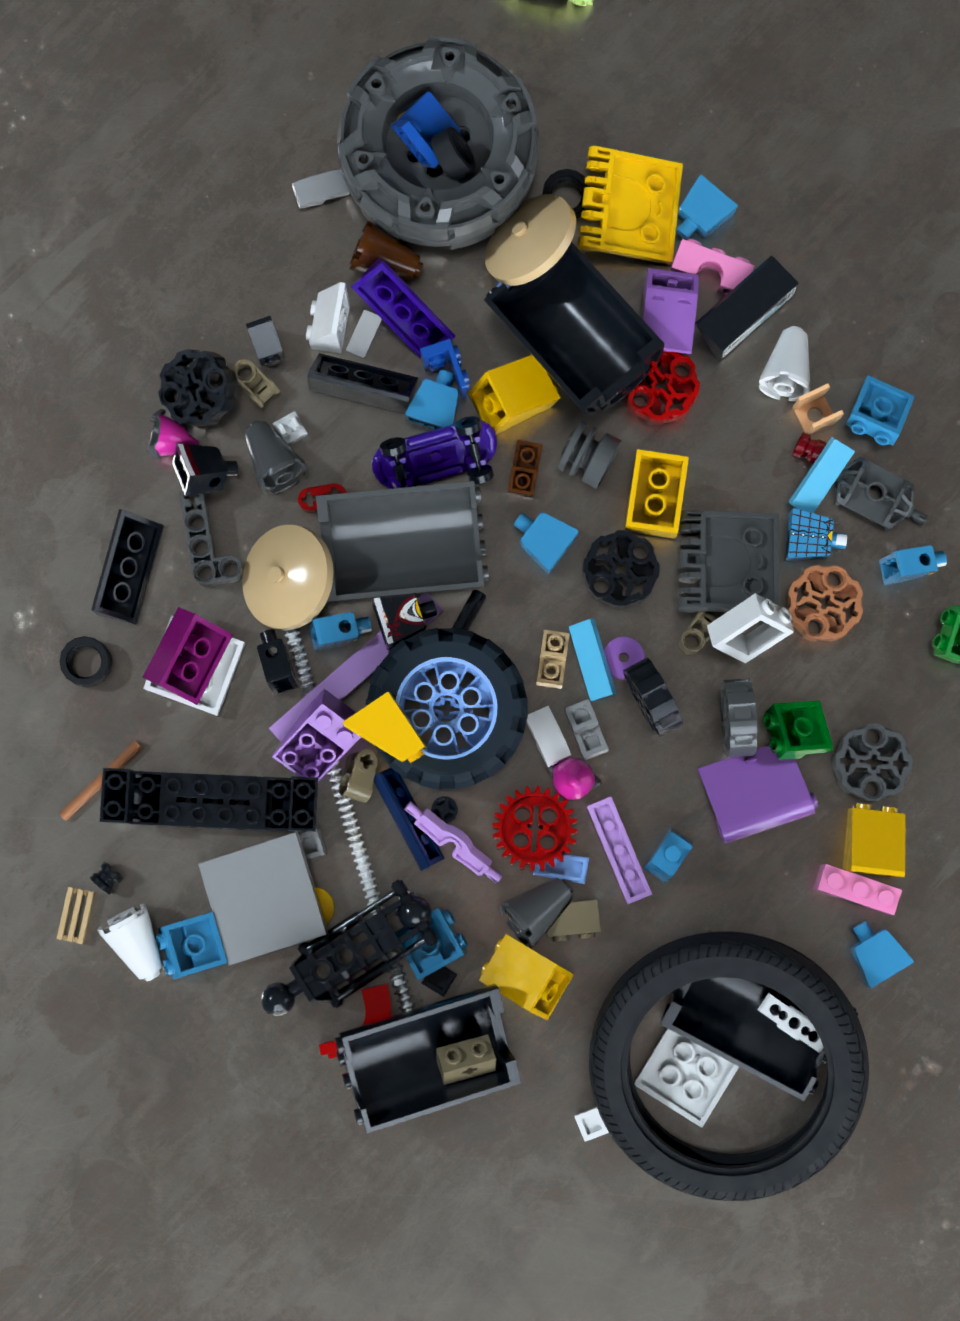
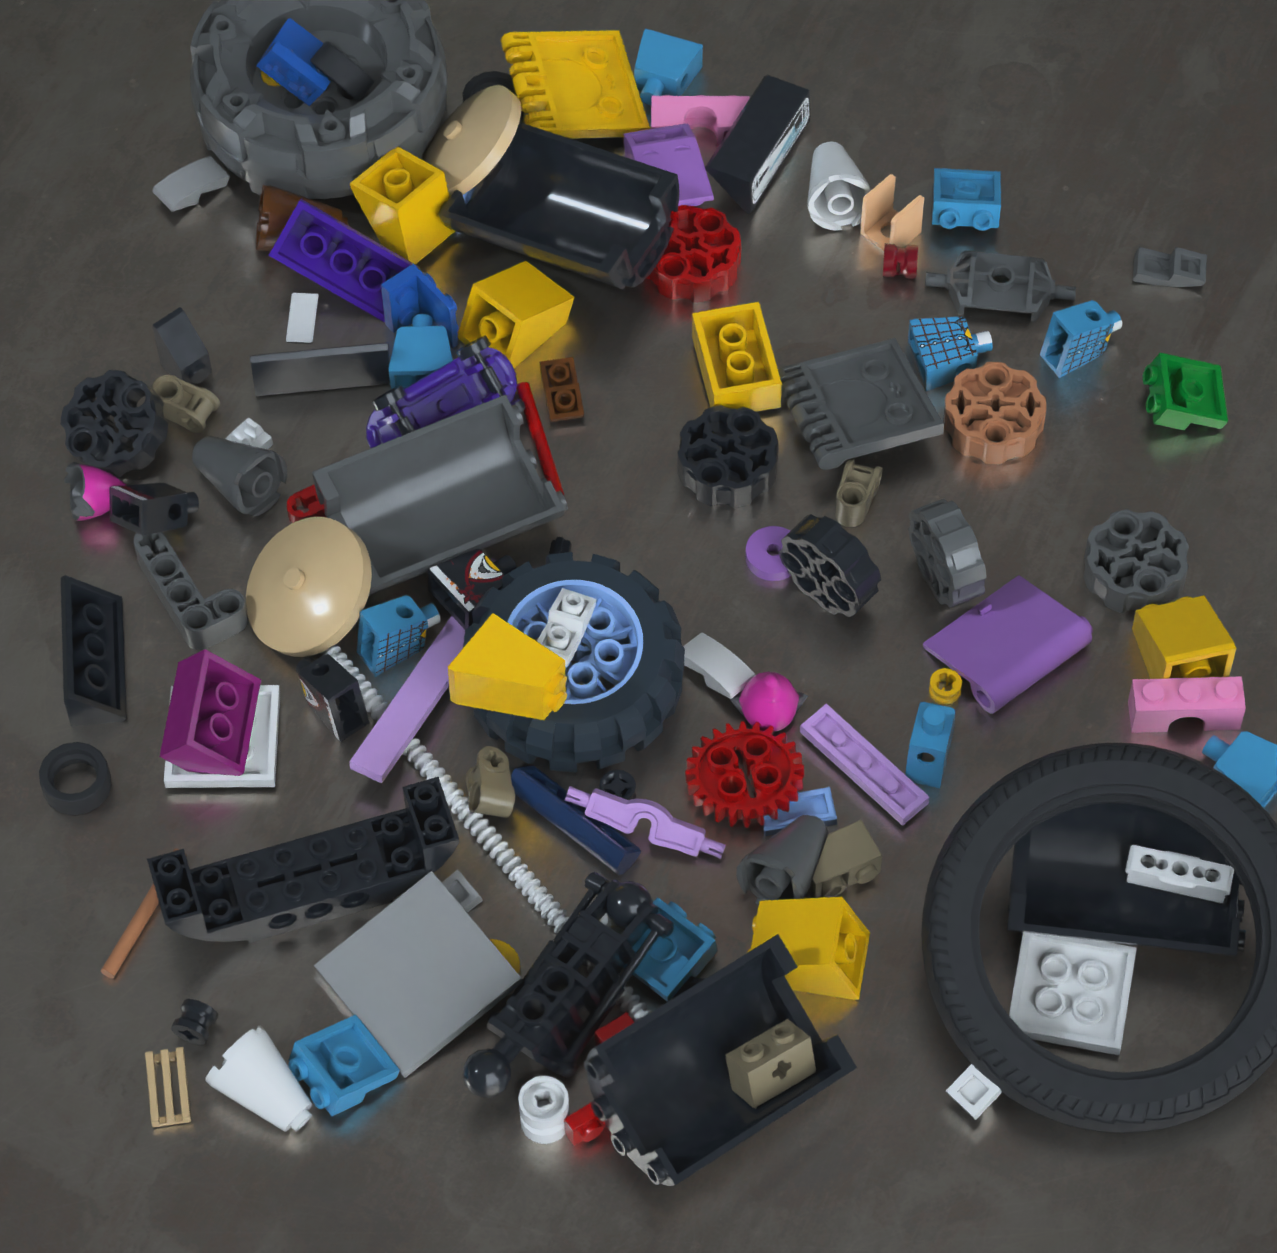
camera: 20 degrees left, 25 degrees down
(309, 1030) = (543, 1109): none -> white wheel
(317, 738) = (420, 743): medium lavender slope -> none
(329, 319) = (253, 301): white slope -> none
(443, 697) = (567, 623): none -> white slope
(462, 275) = (403, 203): none -> yellow slope
(495, 499) = (538, 436): none -> red bar
(545, 538) = (620, 453): dark azure torso -> none
(552, 659) = (685, 582): tan slope -> none
(586, 729) = (758, 643): light grey slope -> none
(589, 454) = (635, 341): dark grey wheel -> none
(592, 659) = (735, 564): medium azure tile -> none
(705, 814) = (949, 676): none -> yellow bush
(726, 629) = (897, 438): white window -> none
(797, 729) = (1026, 552): green plate -> none
(821, 476) = (928, 275): medium azure tile -> none

